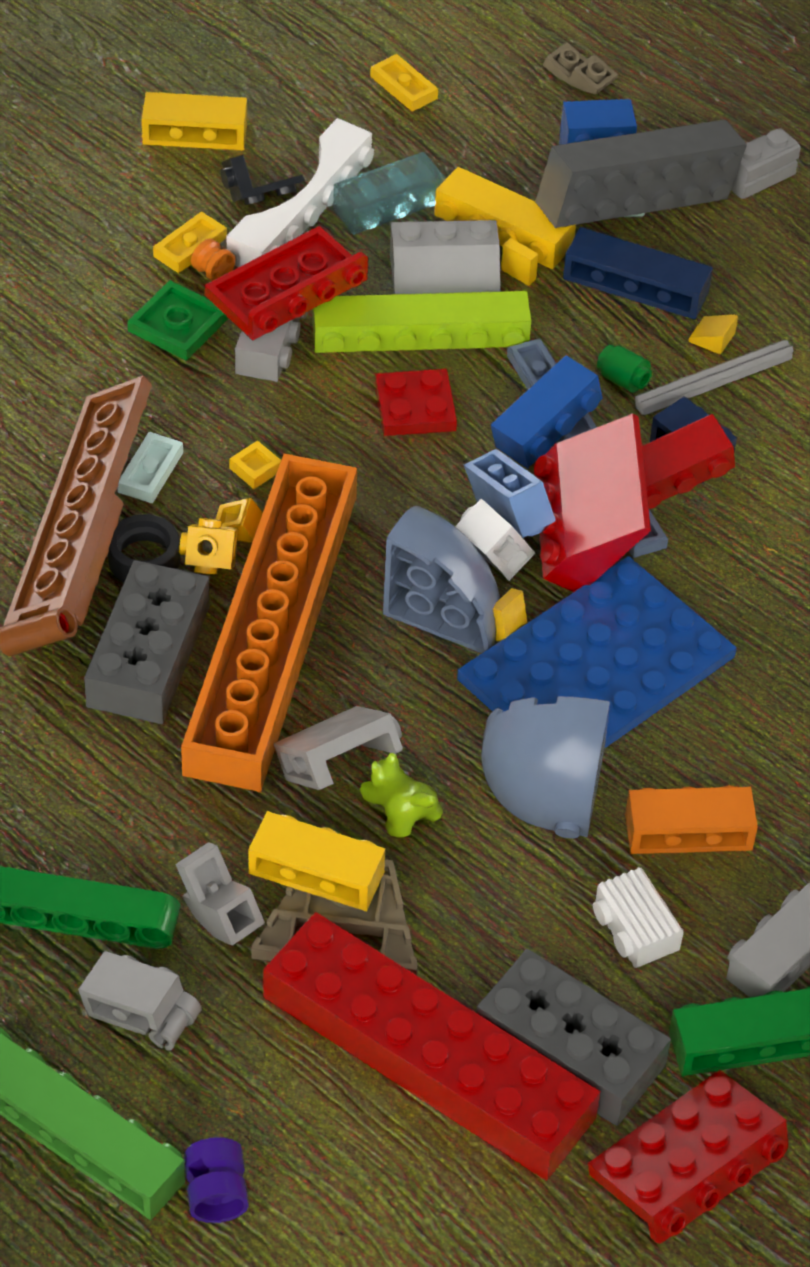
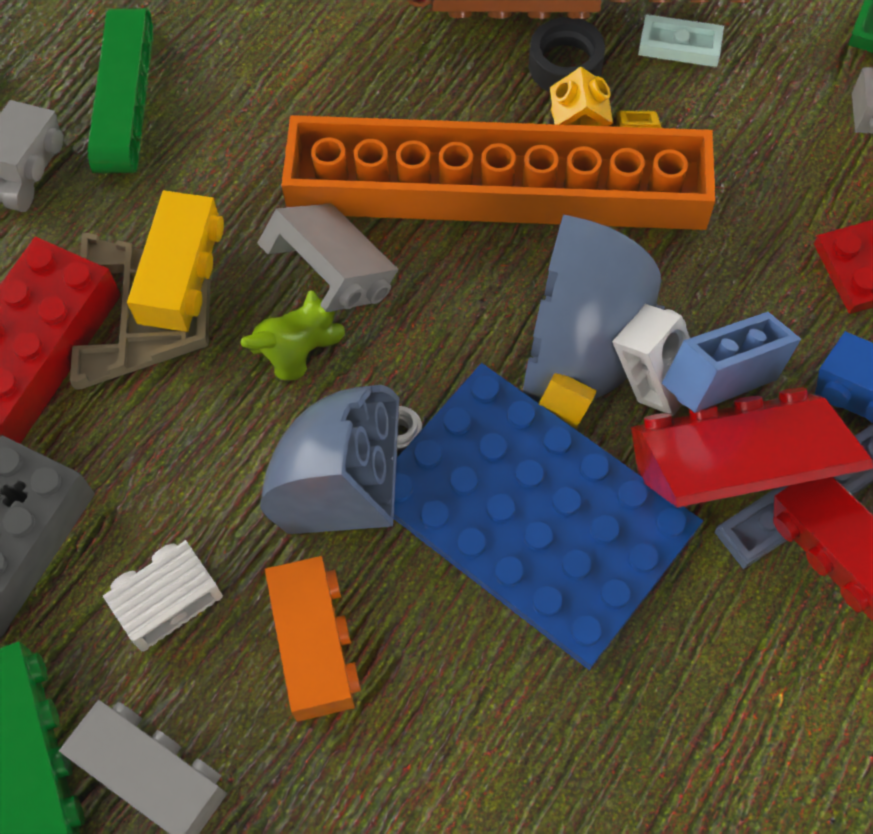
camera: 85 degrees right, 15 degrees up
(147, 642) = (443, 75): dark grey brick -> none
(214, 899) = (129, 203): light grey brick -> none
(255, 464) = (723, 122): yellow plate -> none

